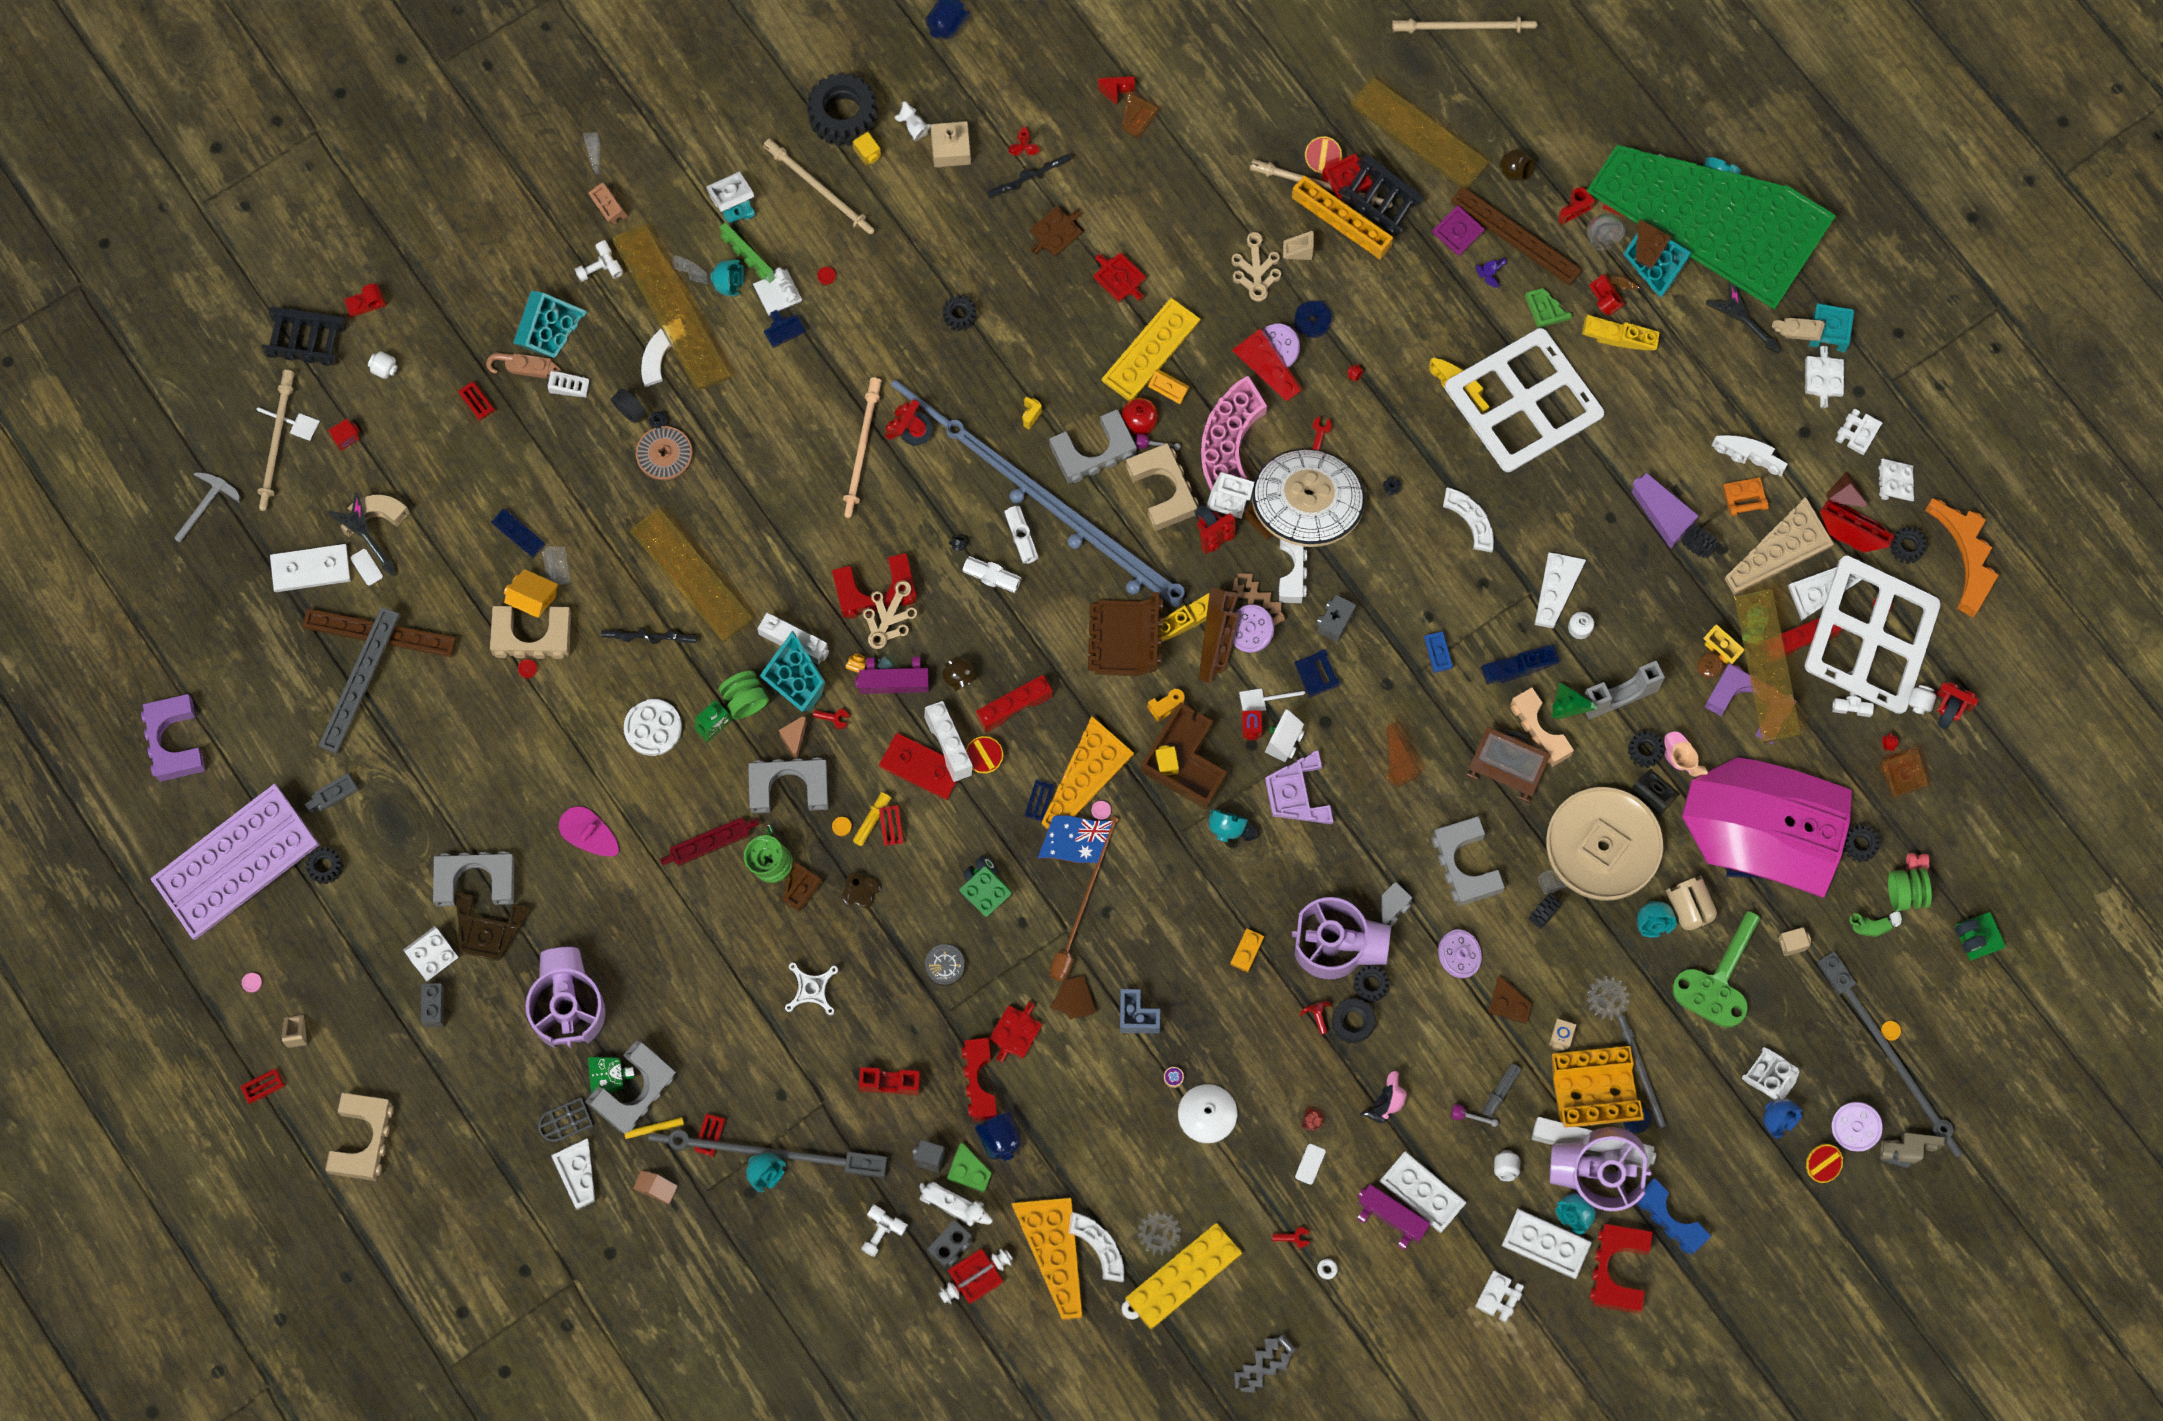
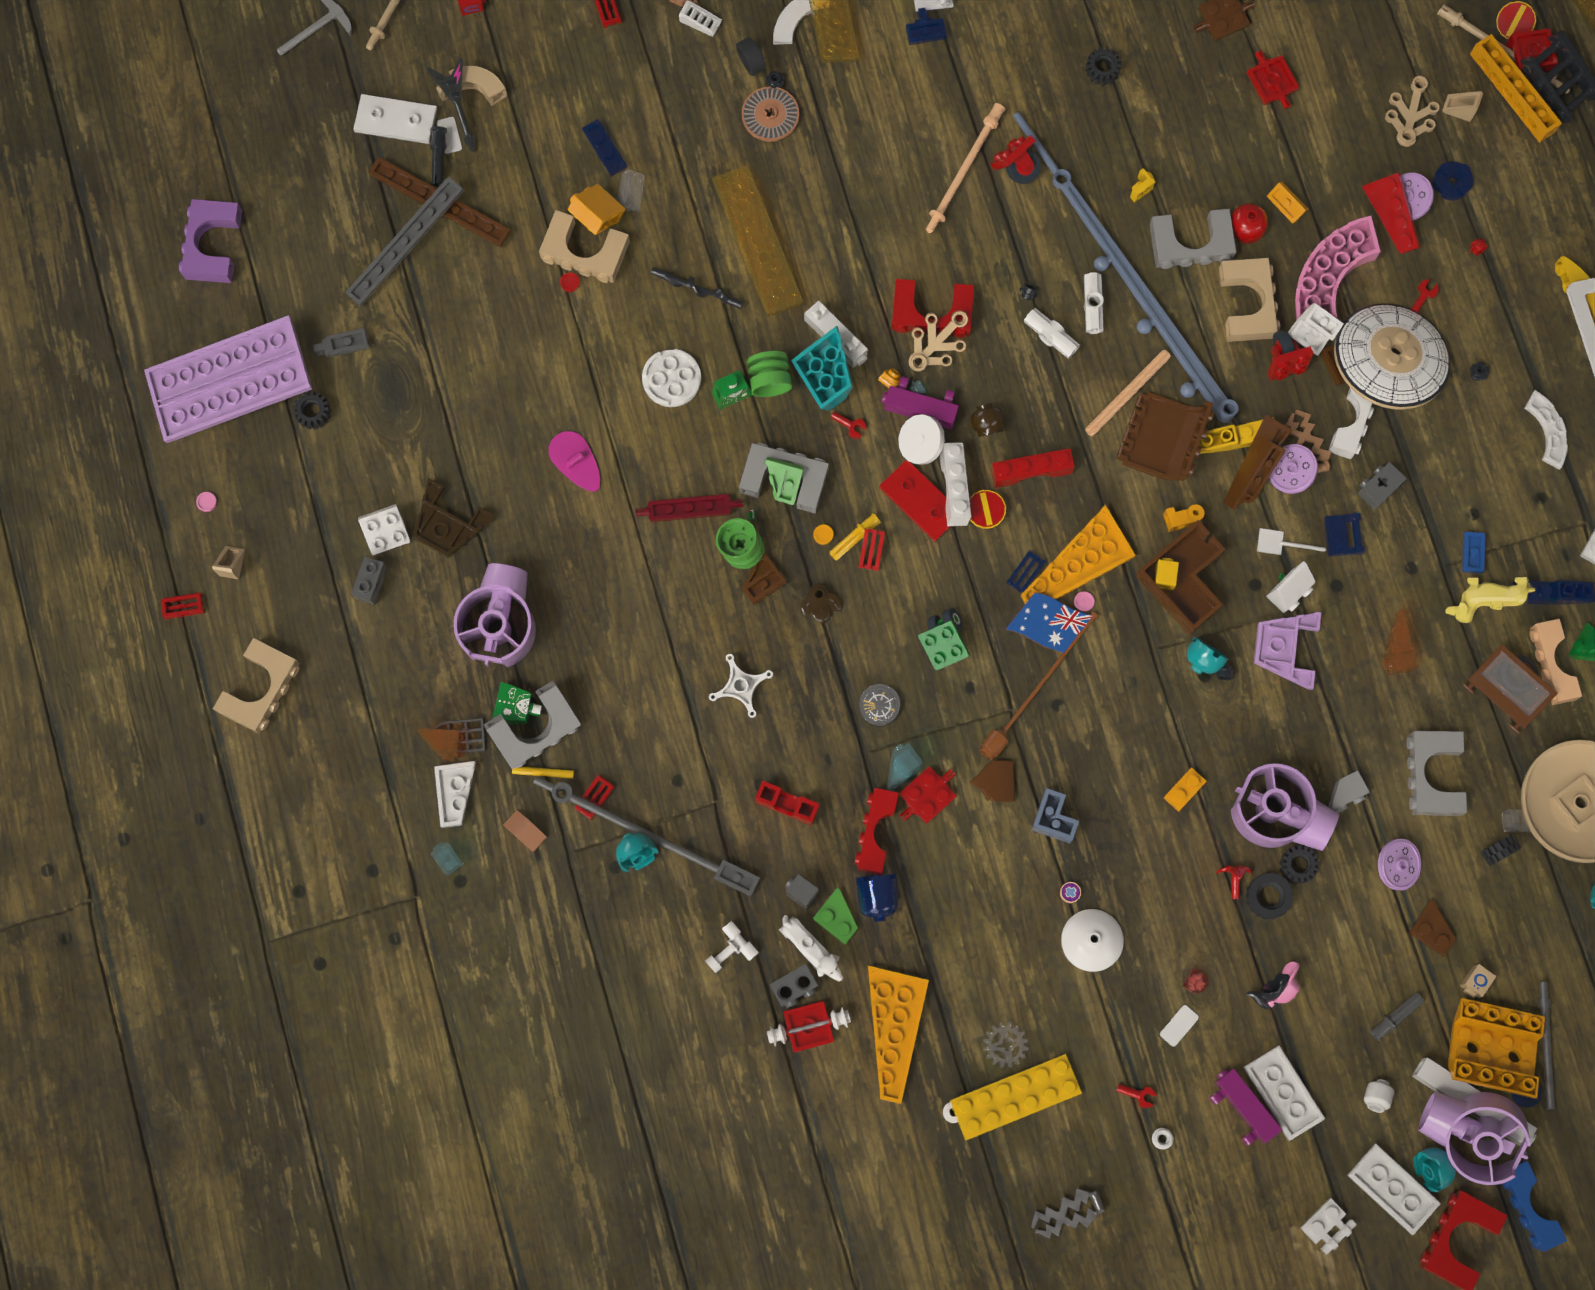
camera: 20 degrees right, 5 degrees up
(360, 581) = (438, 147): none -> black pin
(449, 868) = (429, 453): light grey arch -> none
(551, 1130) = (444, 742): none -> clear orange slope
(591, 1234) = (446, 858): none -> clear light blue brick
(790, 787) = (785, 479): none -> bright green wing
(793, 735) = (804, 430): nougat slope -> none
(903, 710) = (921, 439): none -> white wheel
(984, 1012) = (903, 765): none -> clear light blue slope
(1079, 606) = (1127, 393): none -> light nougat axle
(1102, 1243) = (945, 1037): white tile -> none
(1142, 442) = (1244, 249): hinge -> none
(1151, 349) = (1281, 160): yellow plate -> none
(1251, 724) = (1262, 565): red brick -> none
(1459, 1112) = (1346, 1025): hinge -> none
(1462, 686) = (1489, 595): none -> light yellow animal
(1616, 996) = (1539, 951): clear gear -> none

